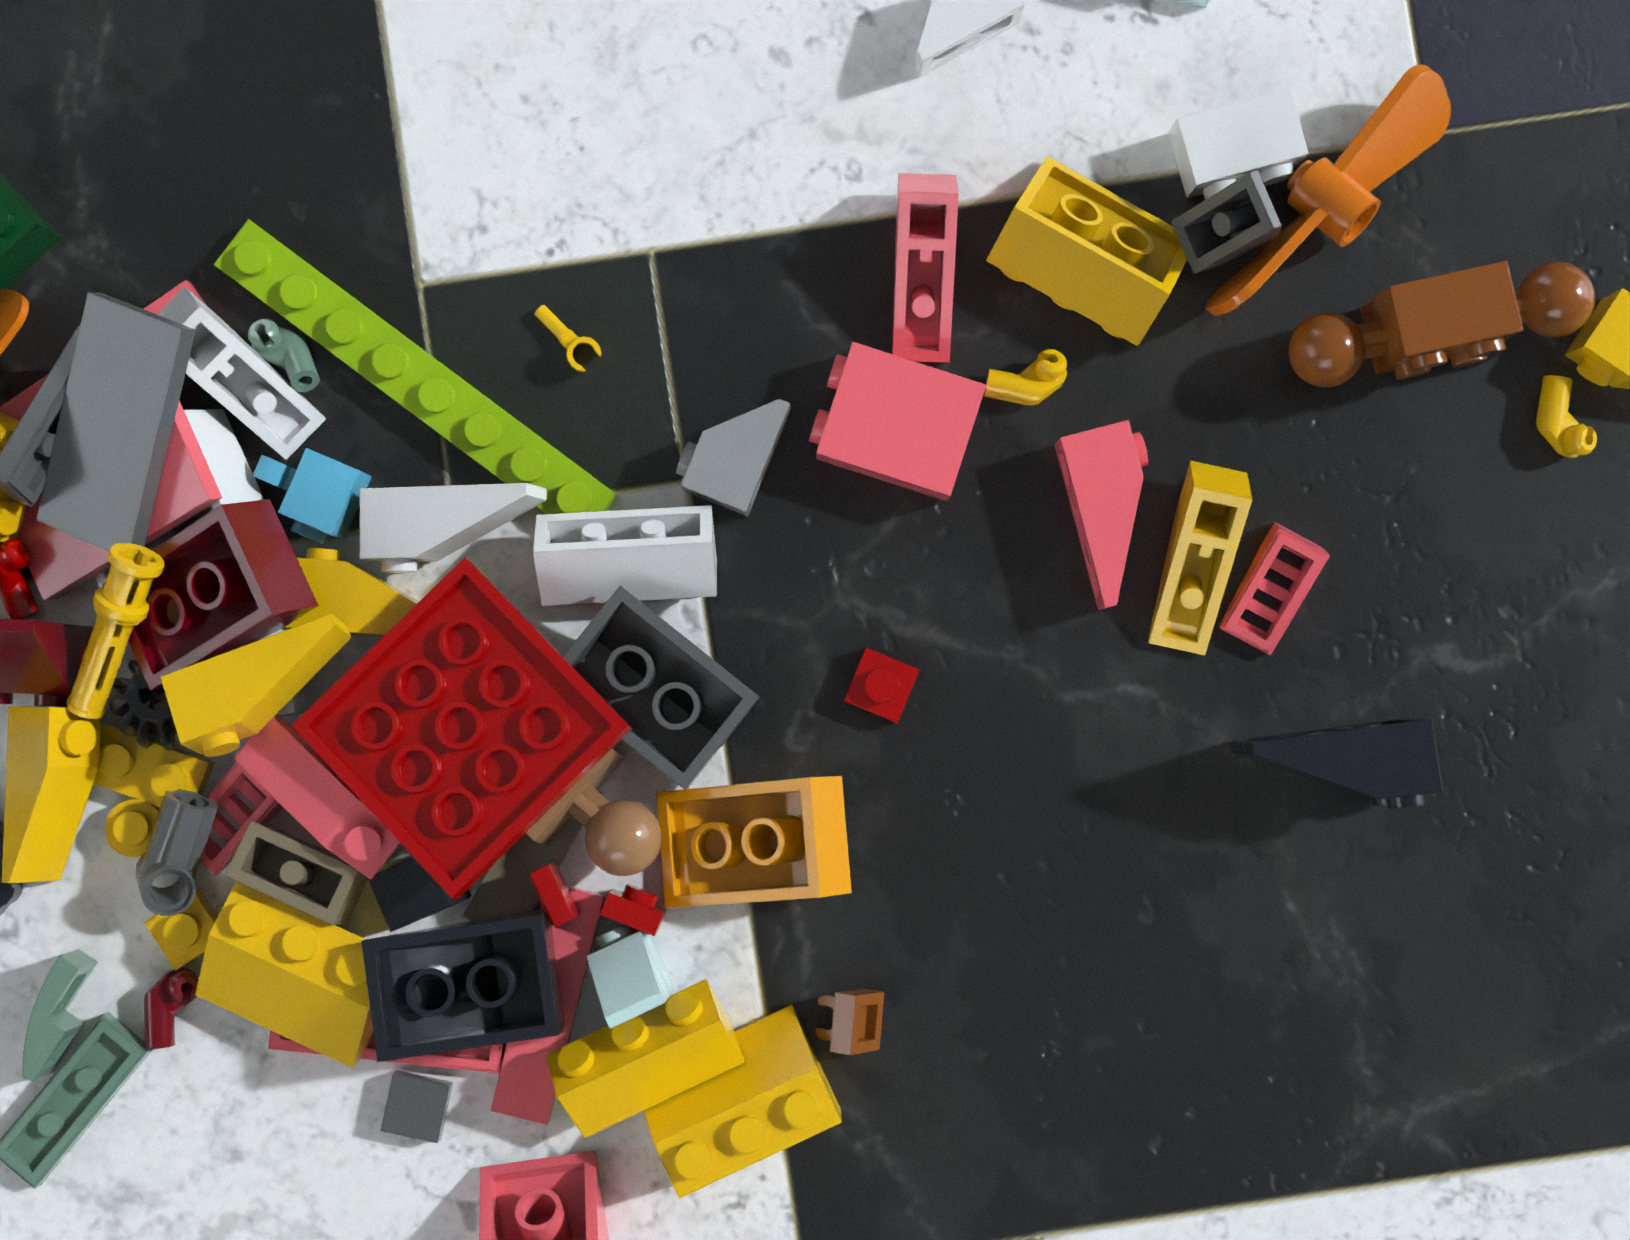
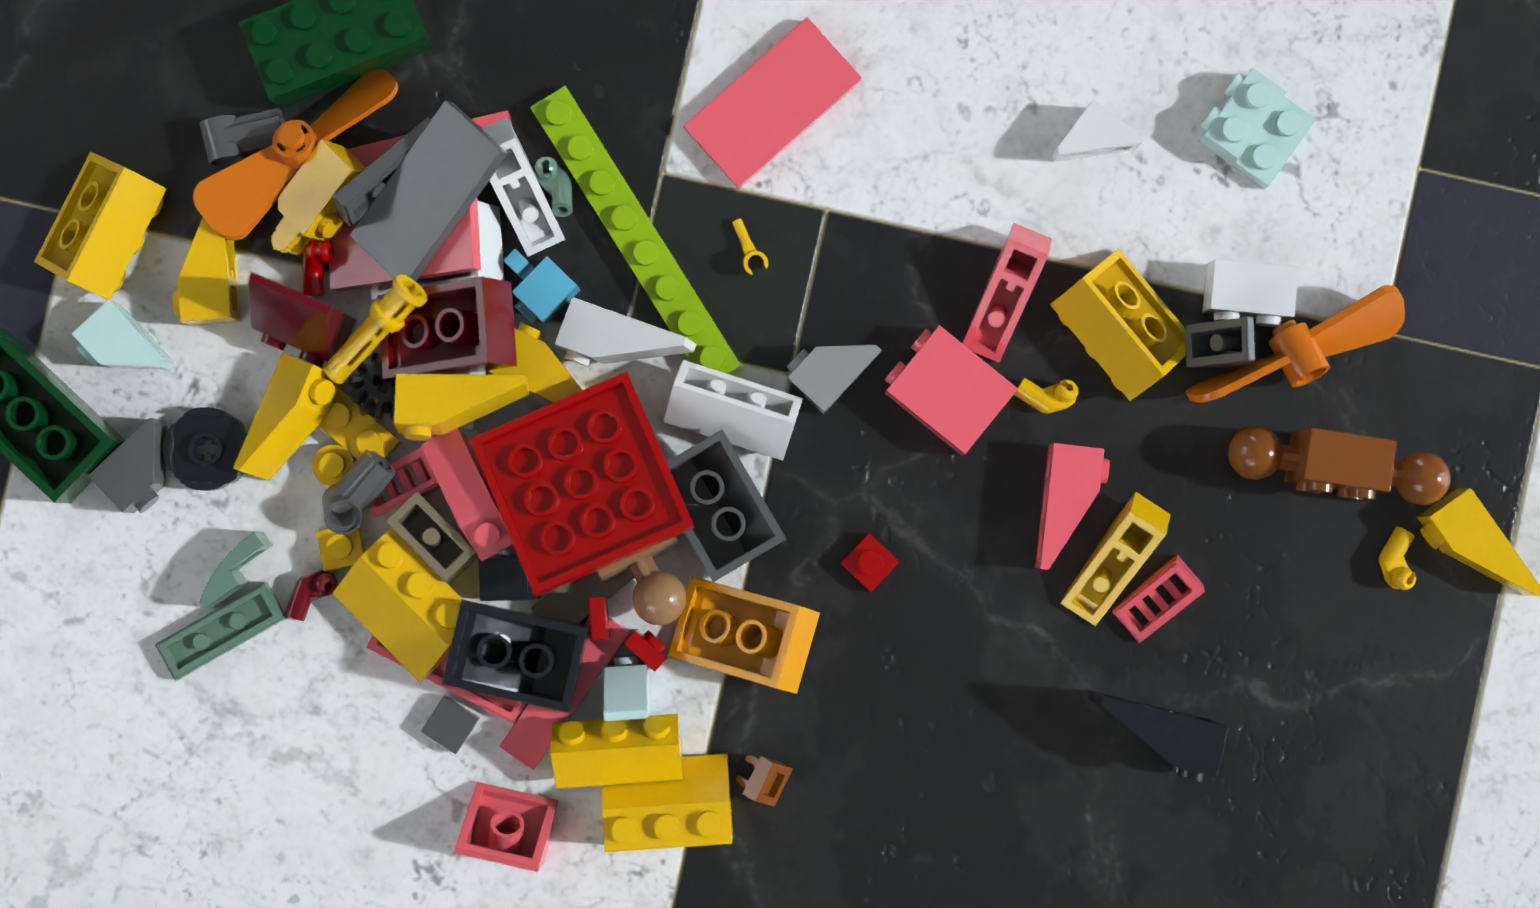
camera: 15 degrees right, 0 degrees up
(527, 139) = (772, 103): none -> coral tile

